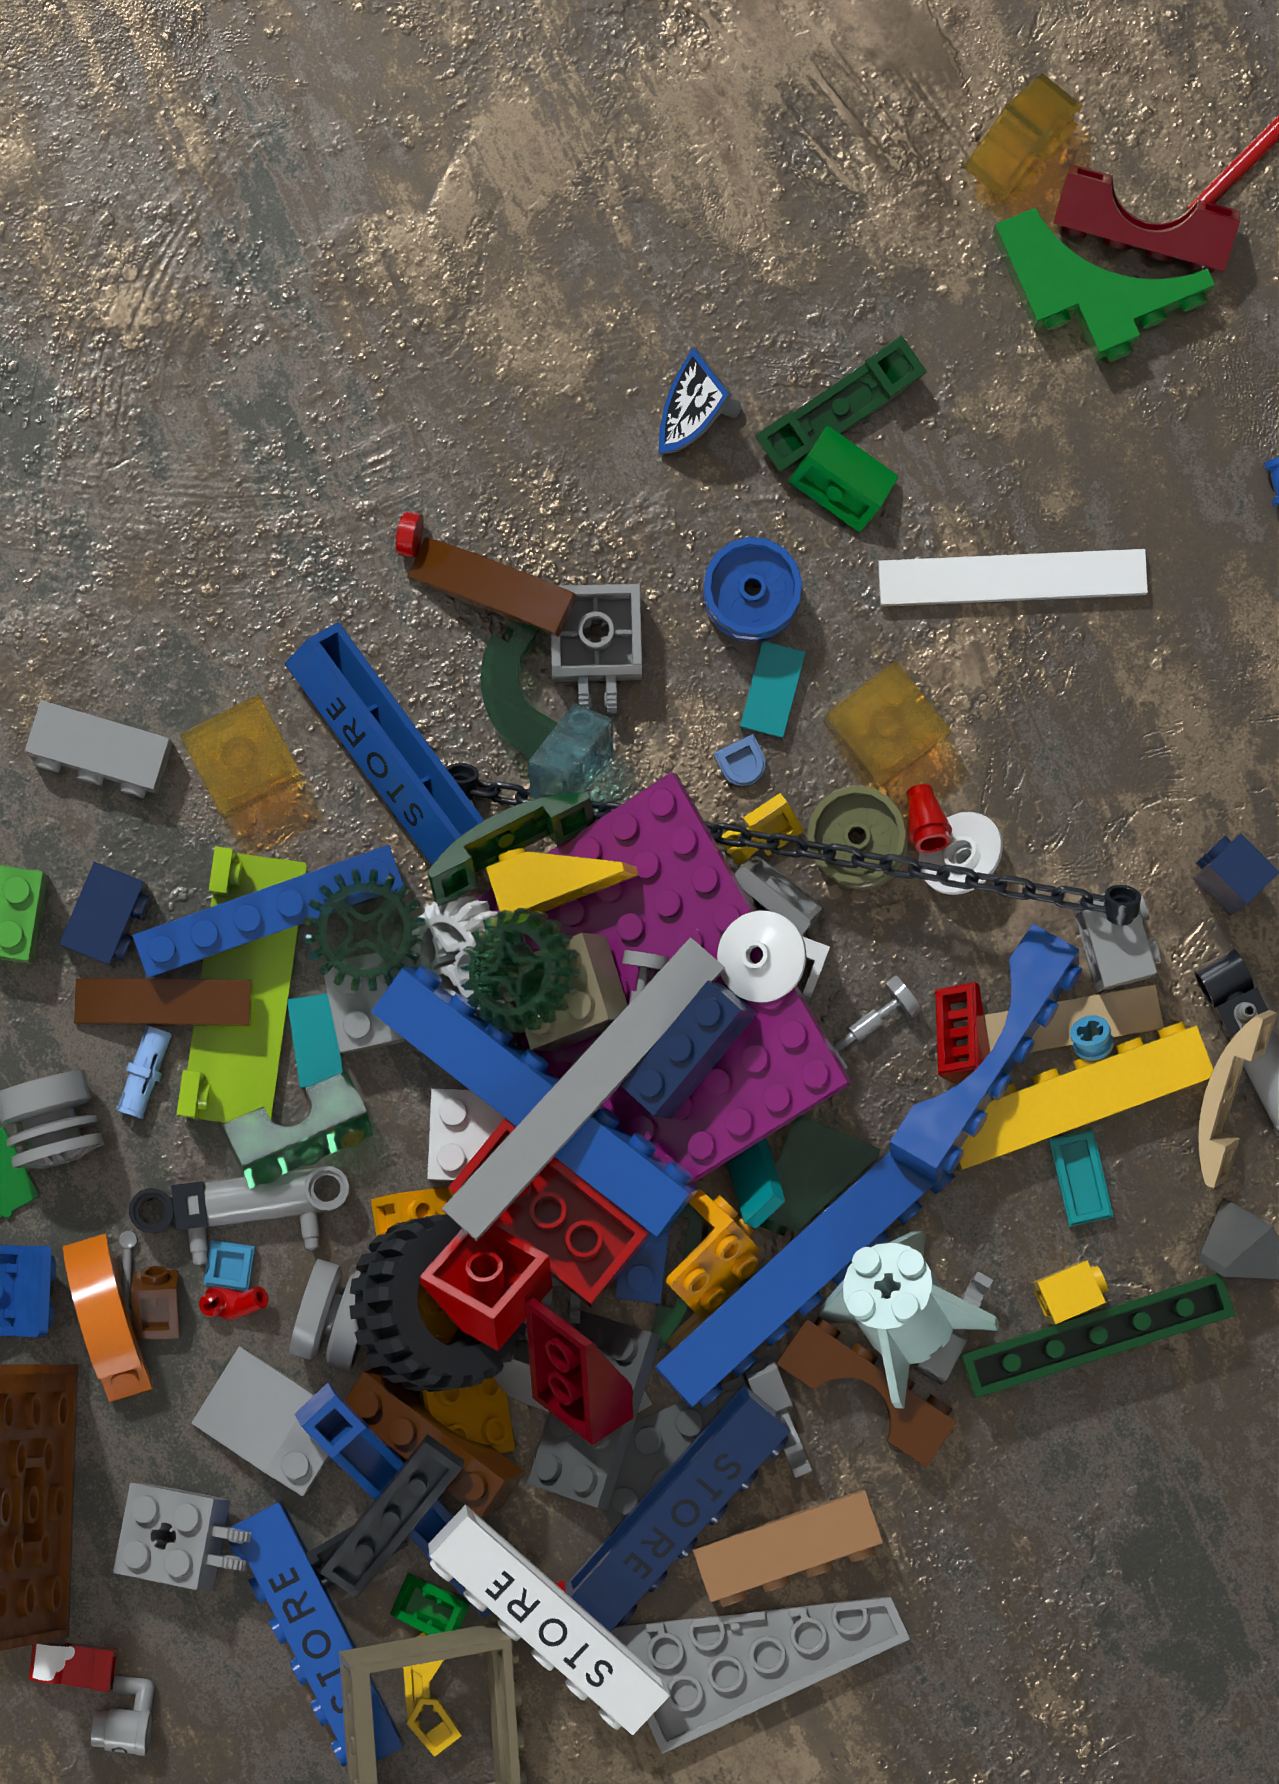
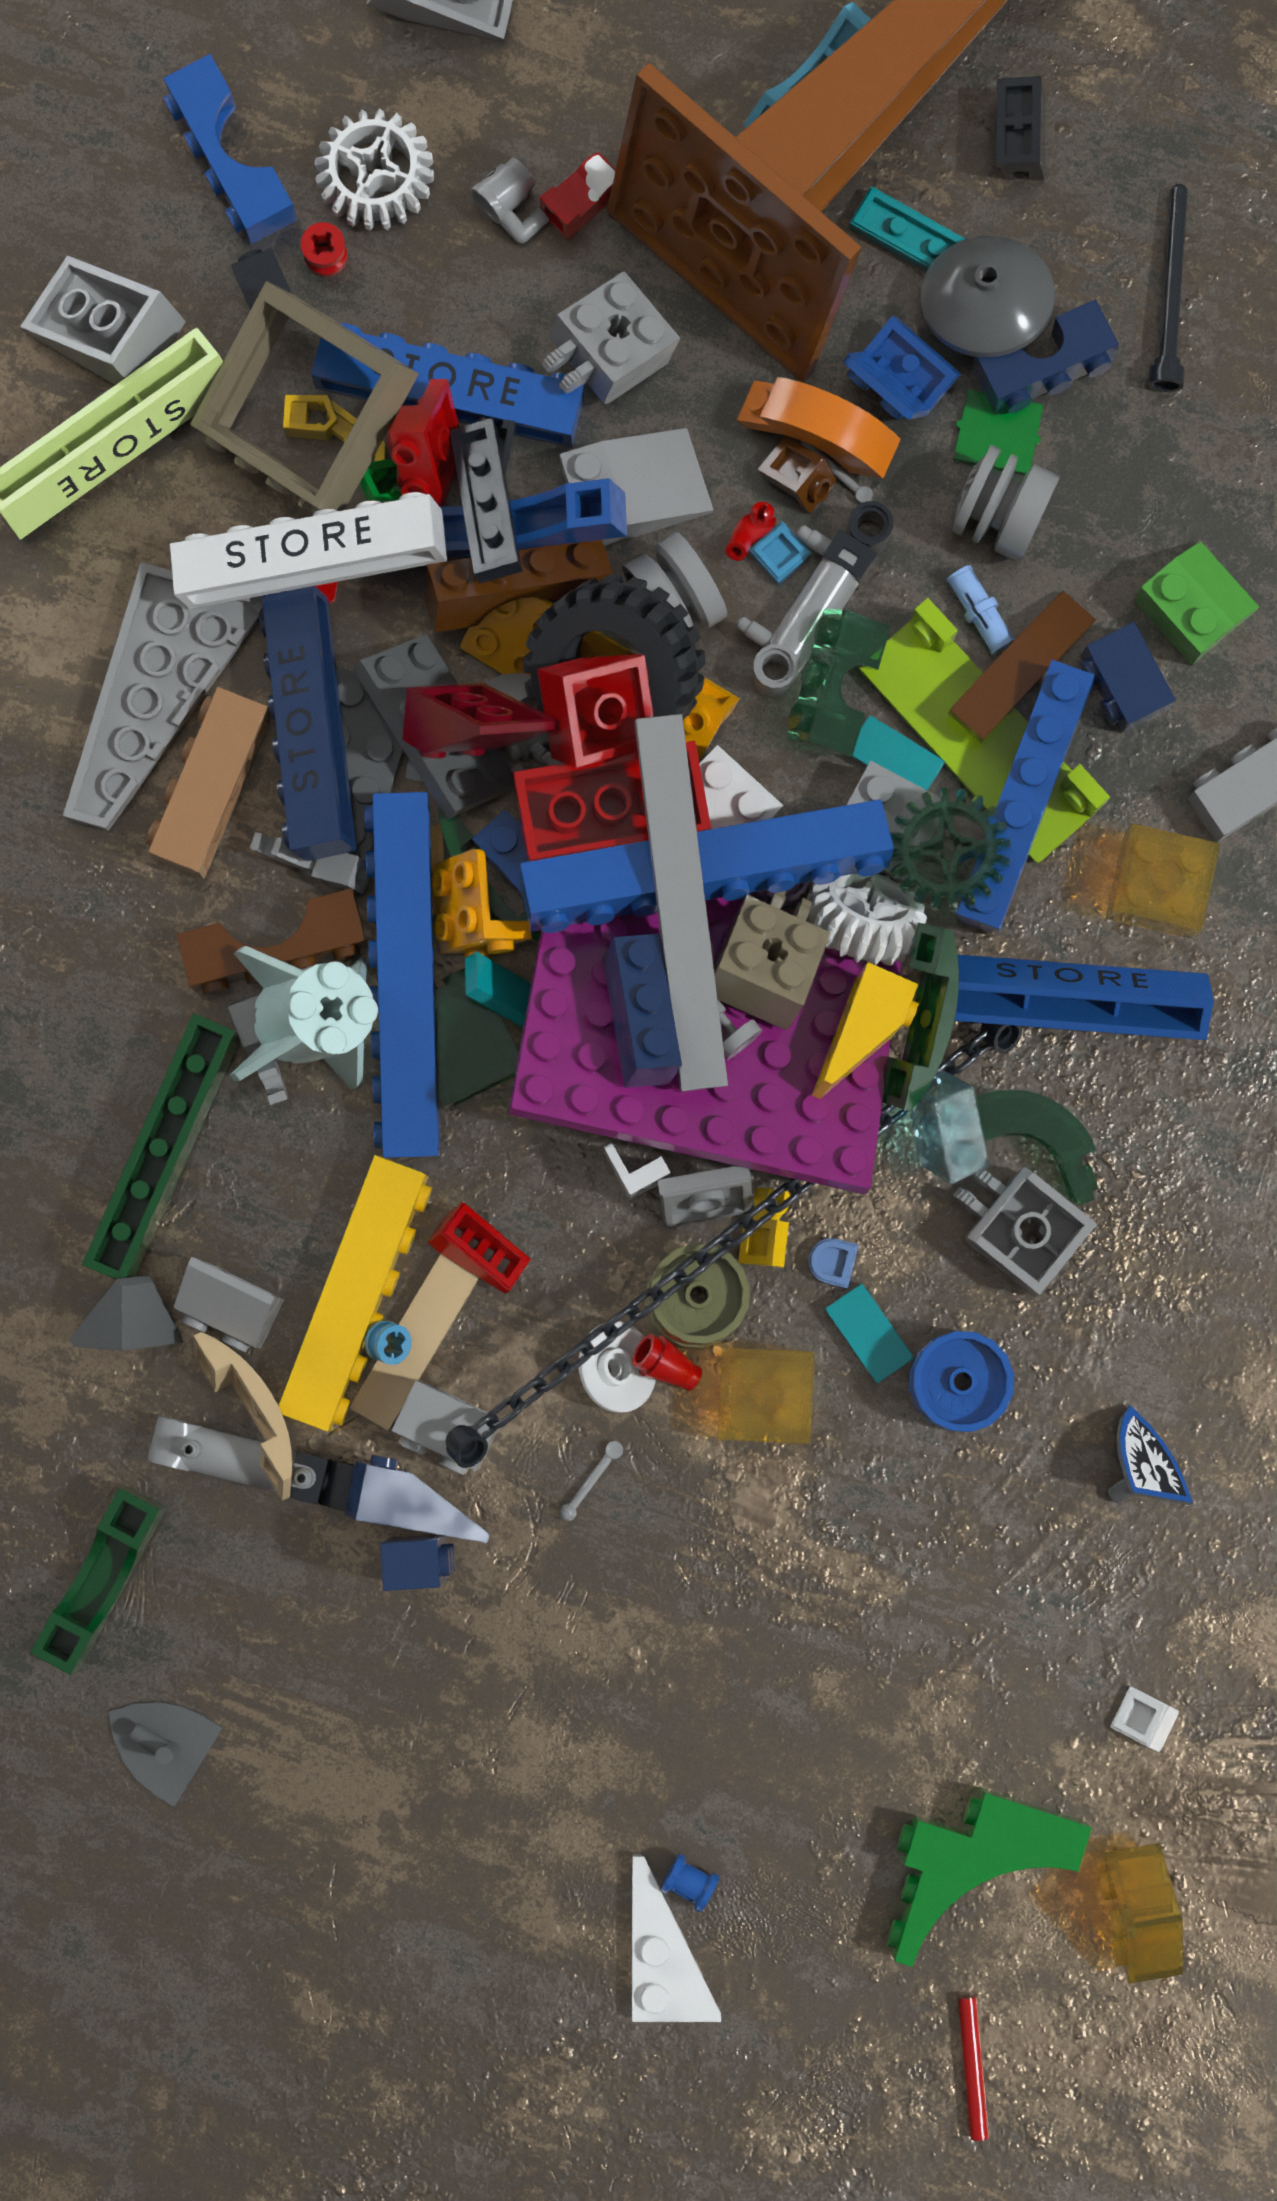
camera: 130 degrees right, 0 degrees up
(386, 1604) = (423, 443): none -> red plate
(409, 534) = (1228, 1156): red tile -> none
(492, 586) = (1133, 1182): reddish brown slope -> none
(506, 940) = (786, 931): clear green gear -> none
(781, 962) = (652, 1142): white dish -> none
(842, 404) = (1048, 1579): dark green slope -> none
(843, 479) = (988, 1531): green panel -> none
(873, 1020) = (548, 1180): light grey wheel -> none
(880, 252) = (1144, 1719): none -> white slope
(938, 1127) = (419, 1159): blue arch -> none
(1012, 577) = (797, 1597): white tile -> none
(1024, 805) = (613, 1451): none -> light grey hinge
(1070, 1291) = (211, 1156): yellow brick -> none
(1080, 1177) = (291, 1245): teal tile -> none
(1167, 1184) = (226, 1303): none -> light grey slope
(1198, 236) = (945, 1982): dark red arch -> none
(1202, 932) = (399, 1499): none -> slope

